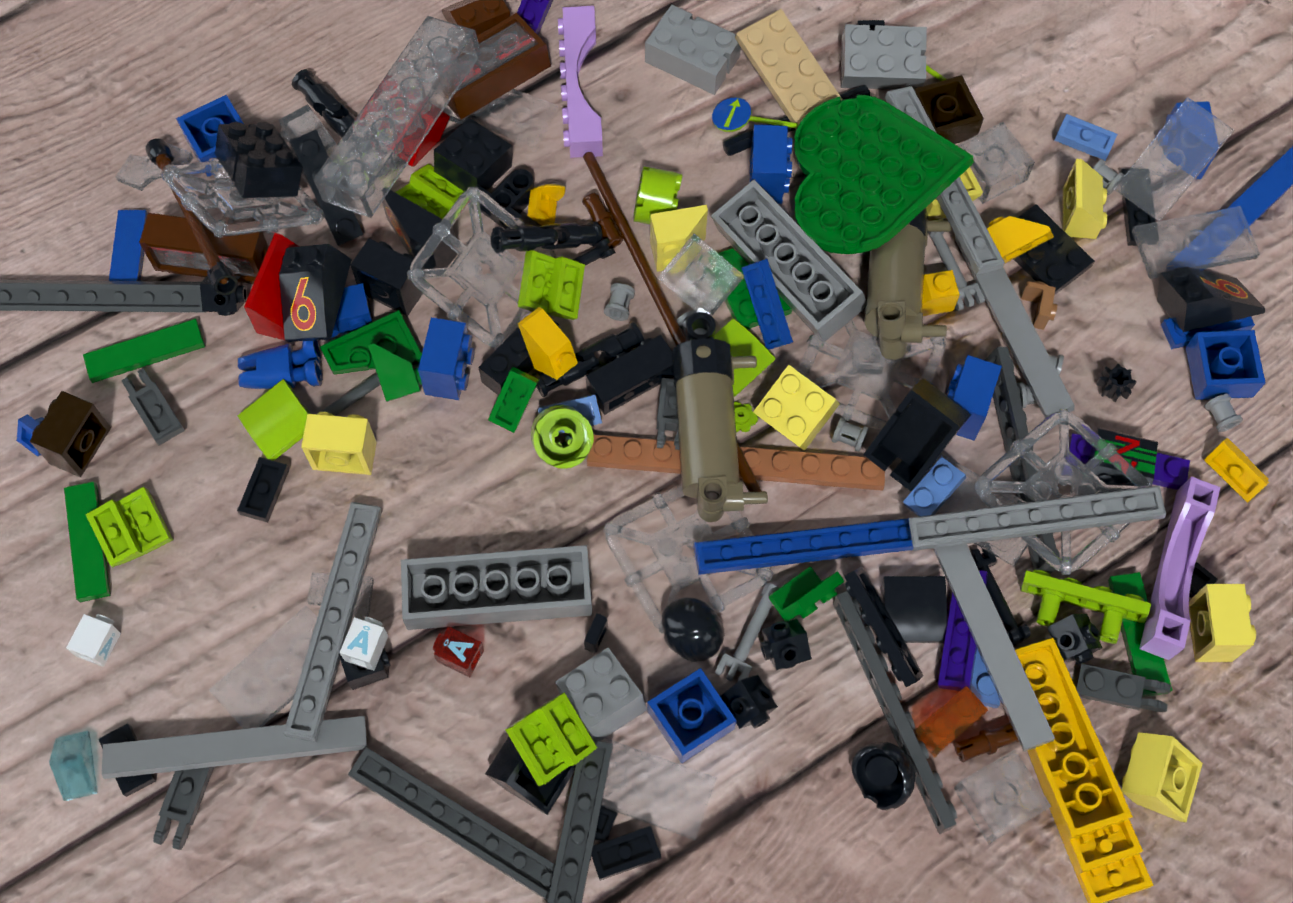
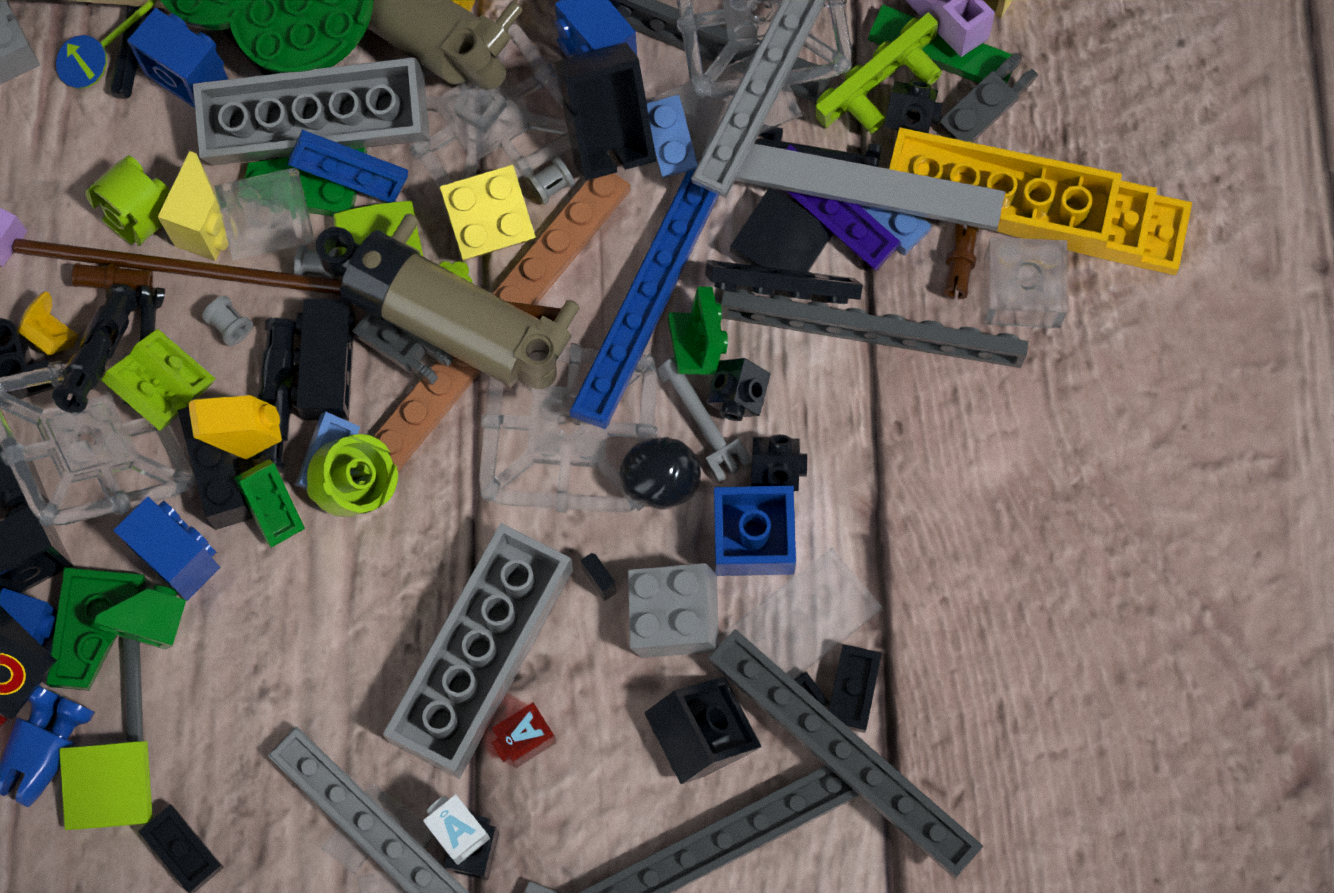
camera: 55 degrees left, 5 degrees up
(339, 443) = (189, 726): light yellow brick -> none
(551, 739) = (694, 686): lime slope -> none
(884, 774) = (936, 378): black piece -> none
(950, 721) = (921, 279): clear orange brick -> none
(1162, 775) = (1093, 123): light yellow slope -> none

